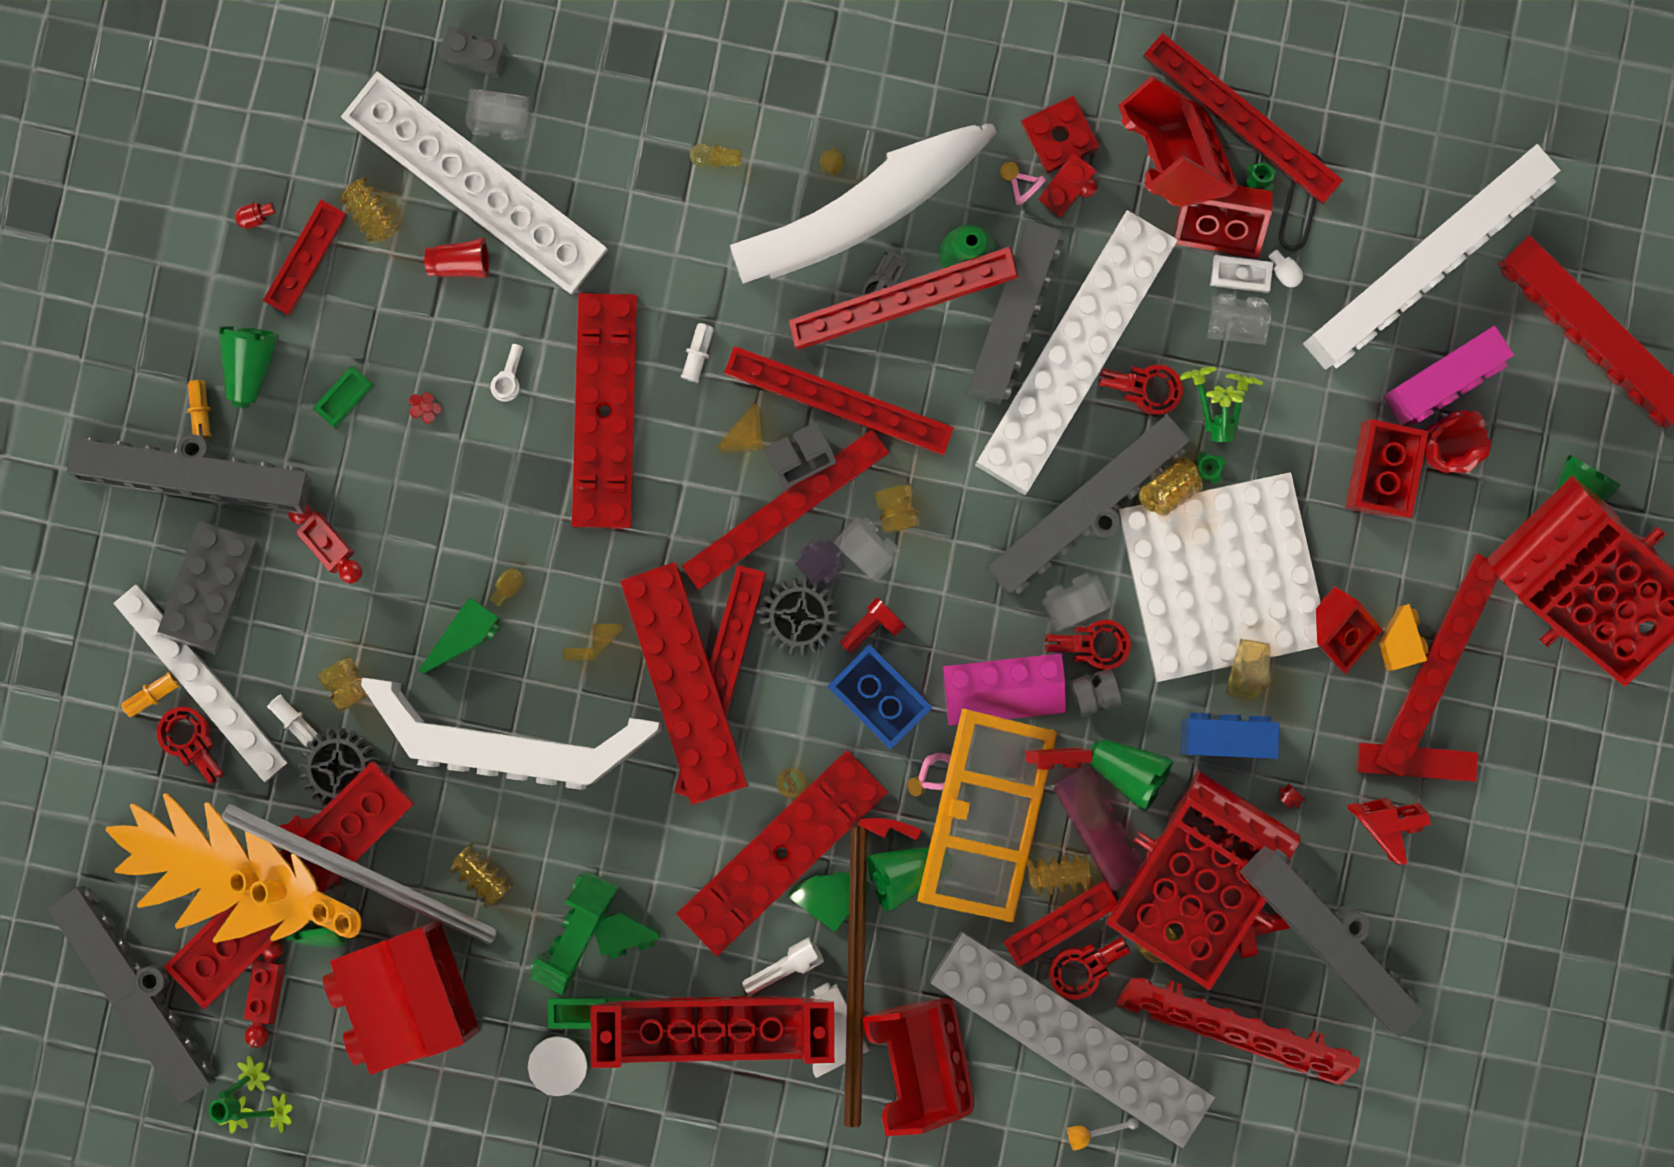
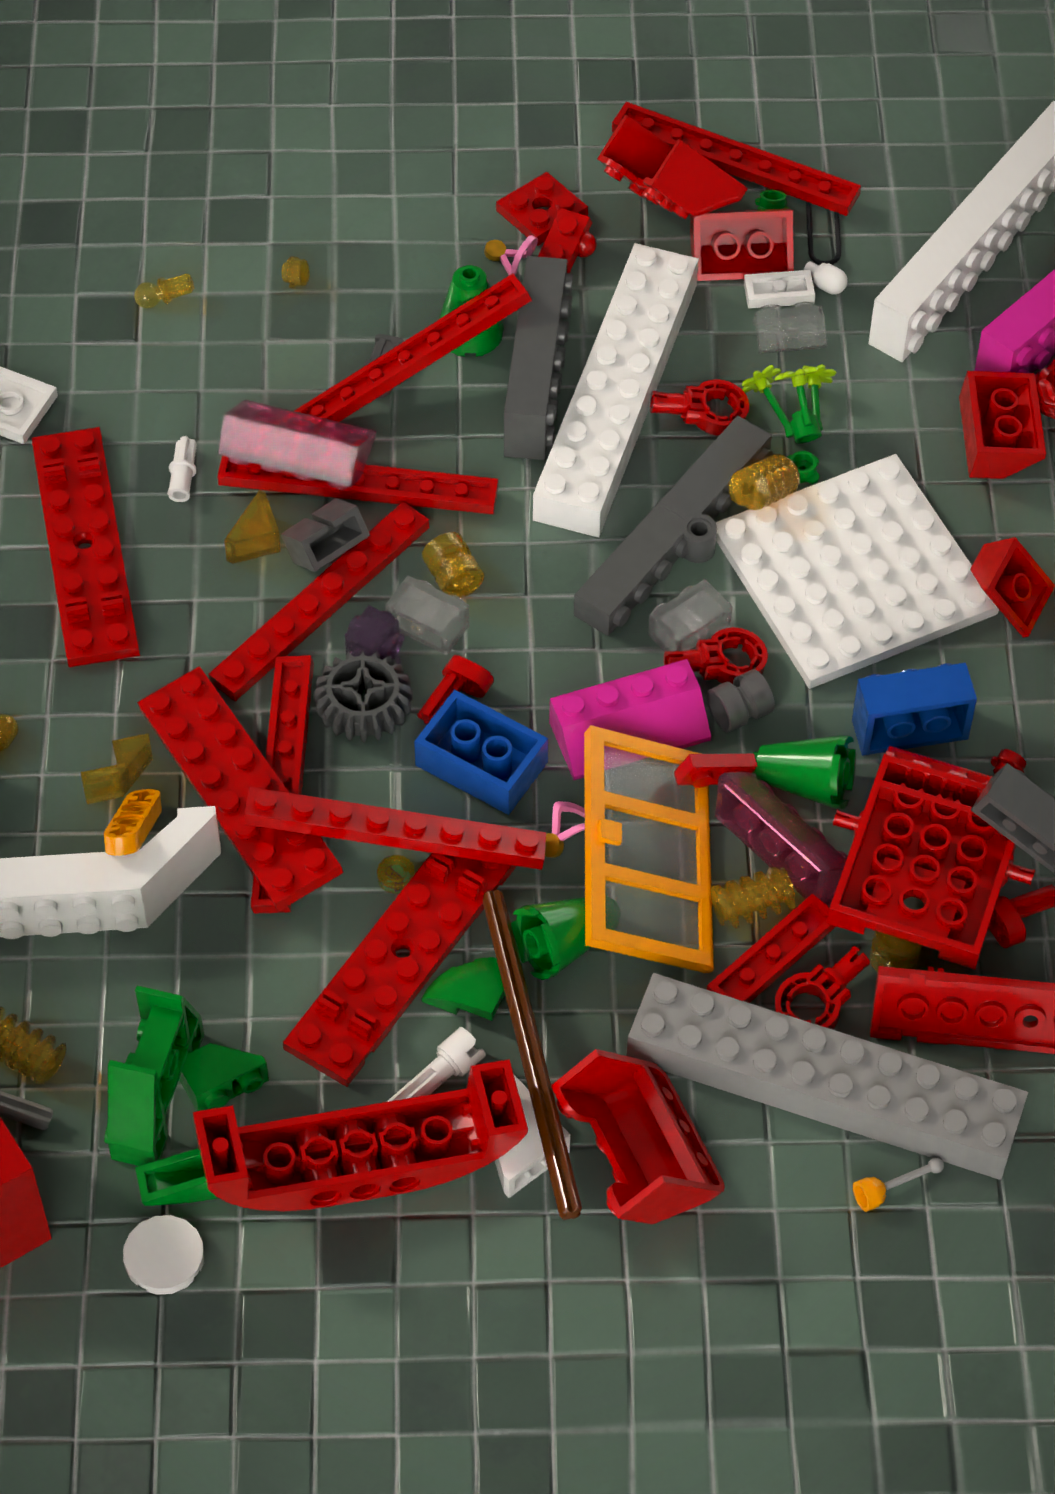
camera: 15 degrees left, 30 degrees down
(595, 711) = (132, 822): none -> light orange beam
(794, 362) = (295, 443): none -> clear pink slope
(795, 759) = (395, 828): none -> red plate
(877, 202) = (338, 299): white slope -> none
(881, 826) = (532, 886): red slope -> none
(1250, 670) = (914, 640): clear yellow slope -> none

